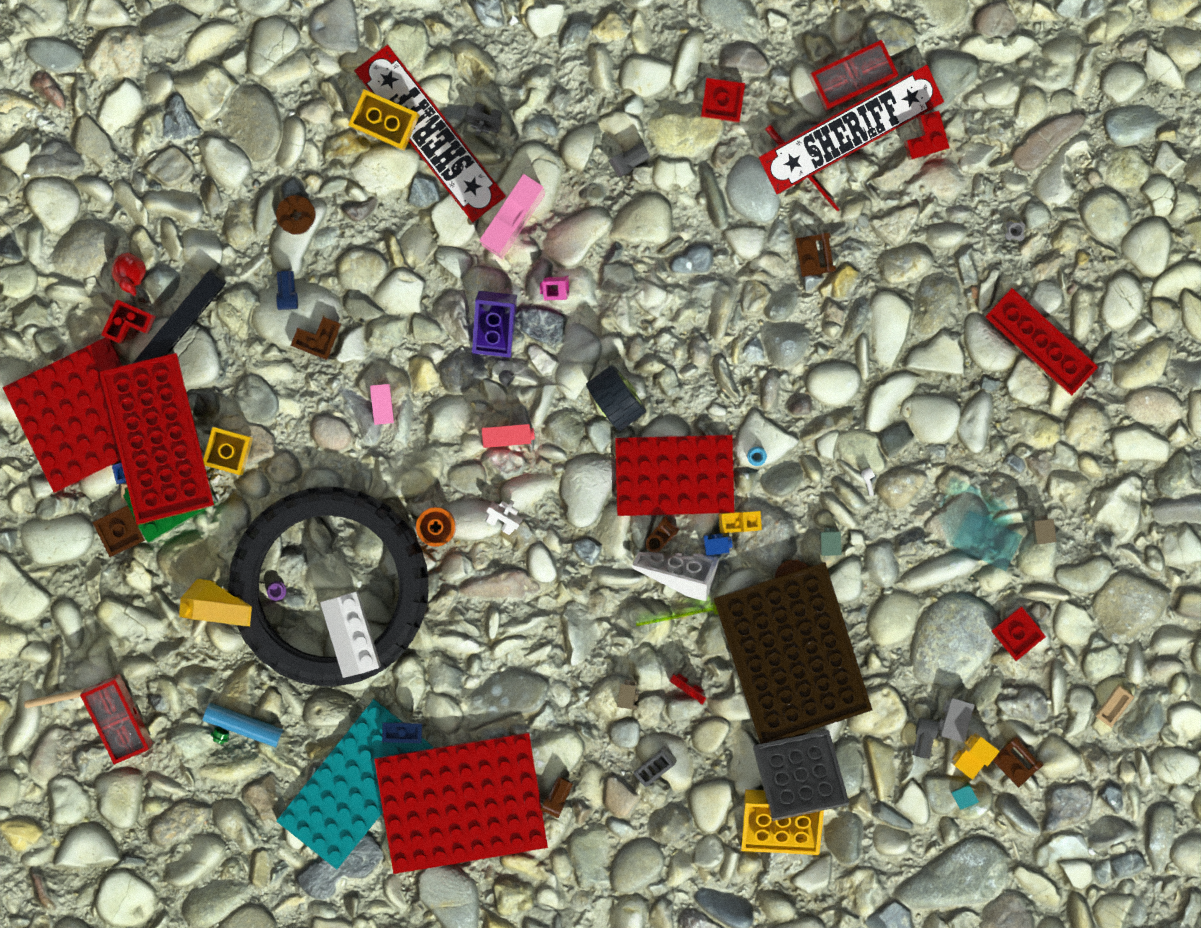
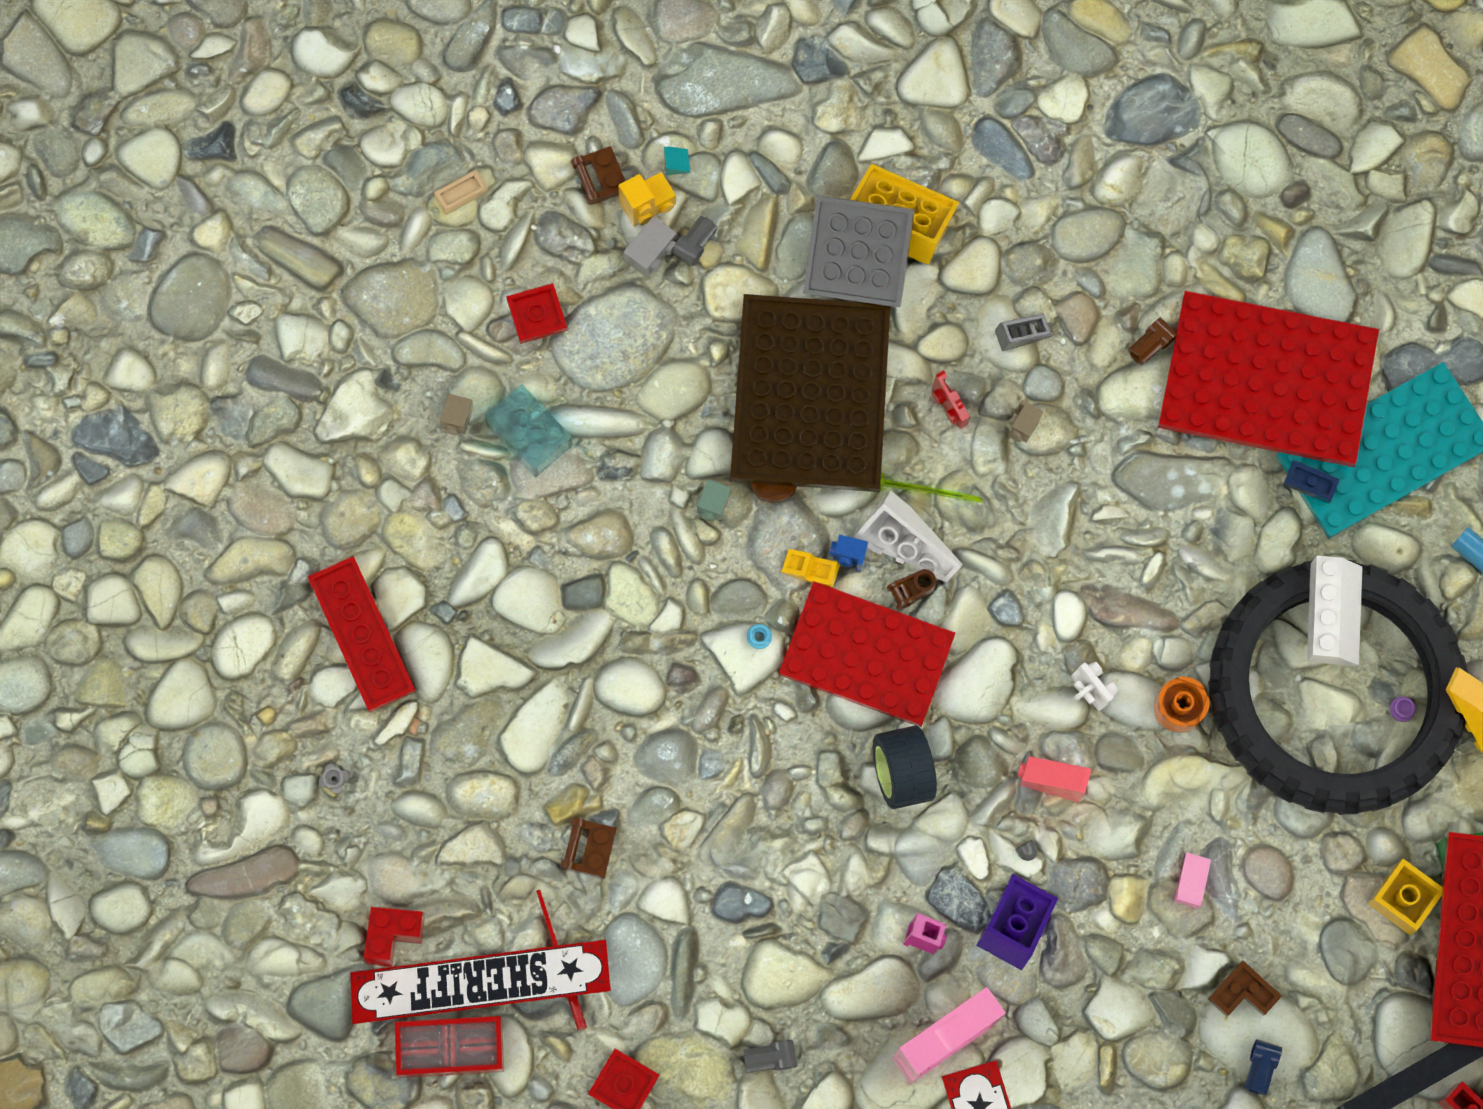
camera: 165 degrees left, 15 degrees down
(867, 474) = (635, 562): white hand -> none

